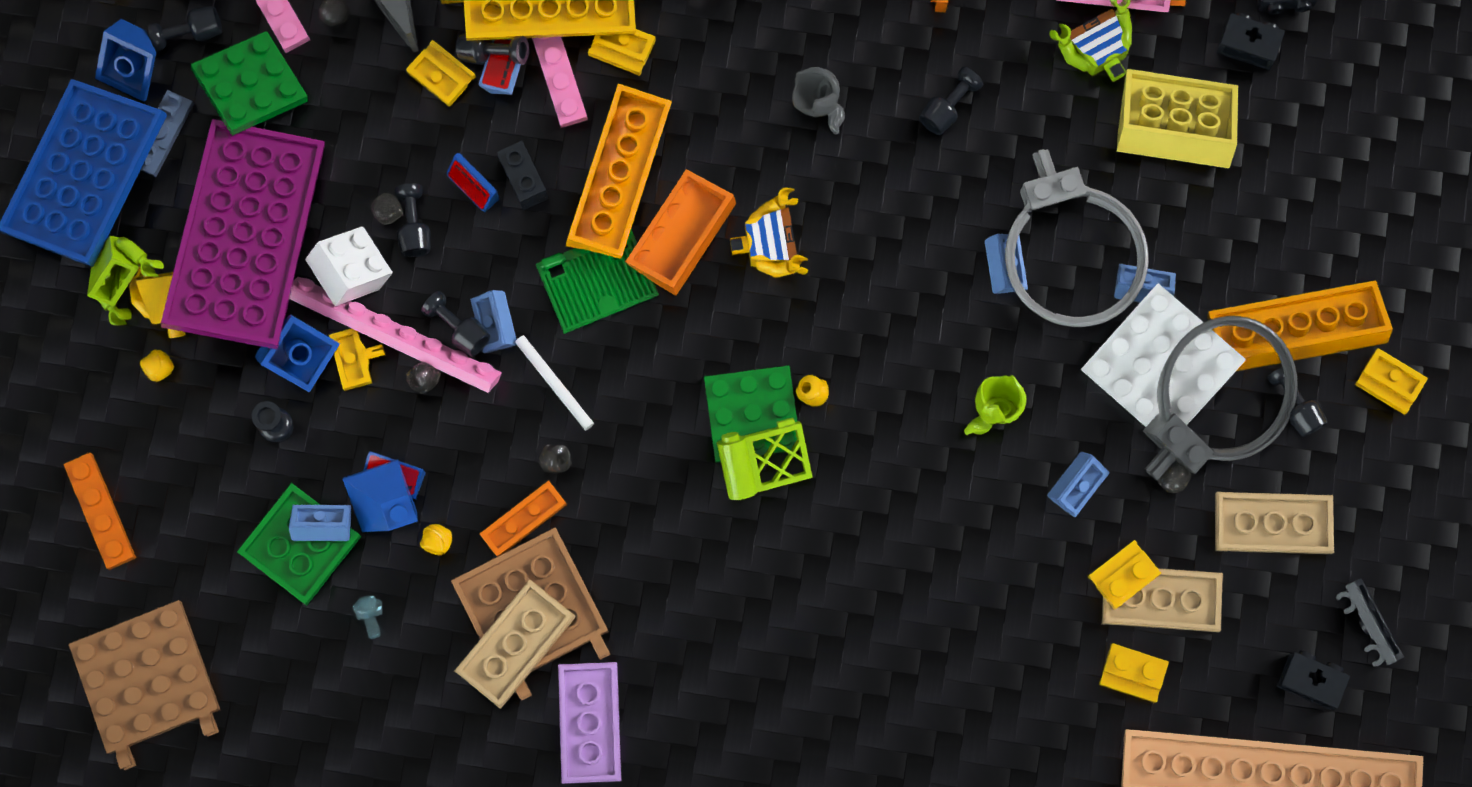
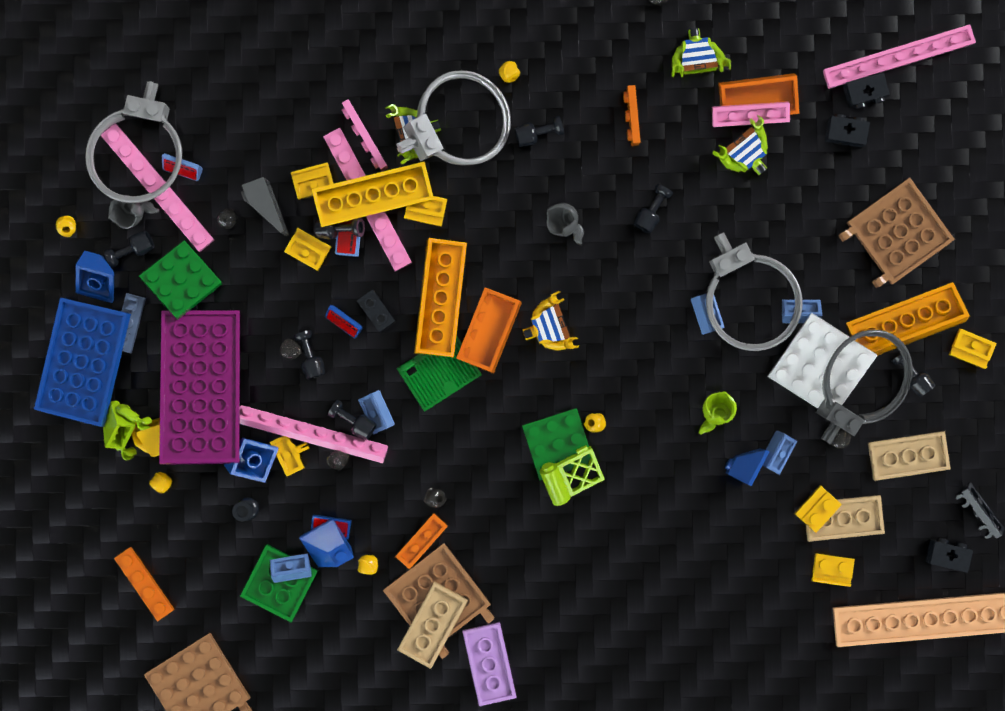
camera: 10 degrees left, 10 degrees up
(348, 266) = (274, 395): white brick -> none
(367, 609) = (332, 617): clear light blue plate -> none
(554, 383) = (424, 446): white bar -> none
(1025, 490) = (746, 465): none -> blue slope
(1178, 118) = (807, 193): light yellow slope -> none
(1305, 195) = (899, 232): none -> medium nougat plate

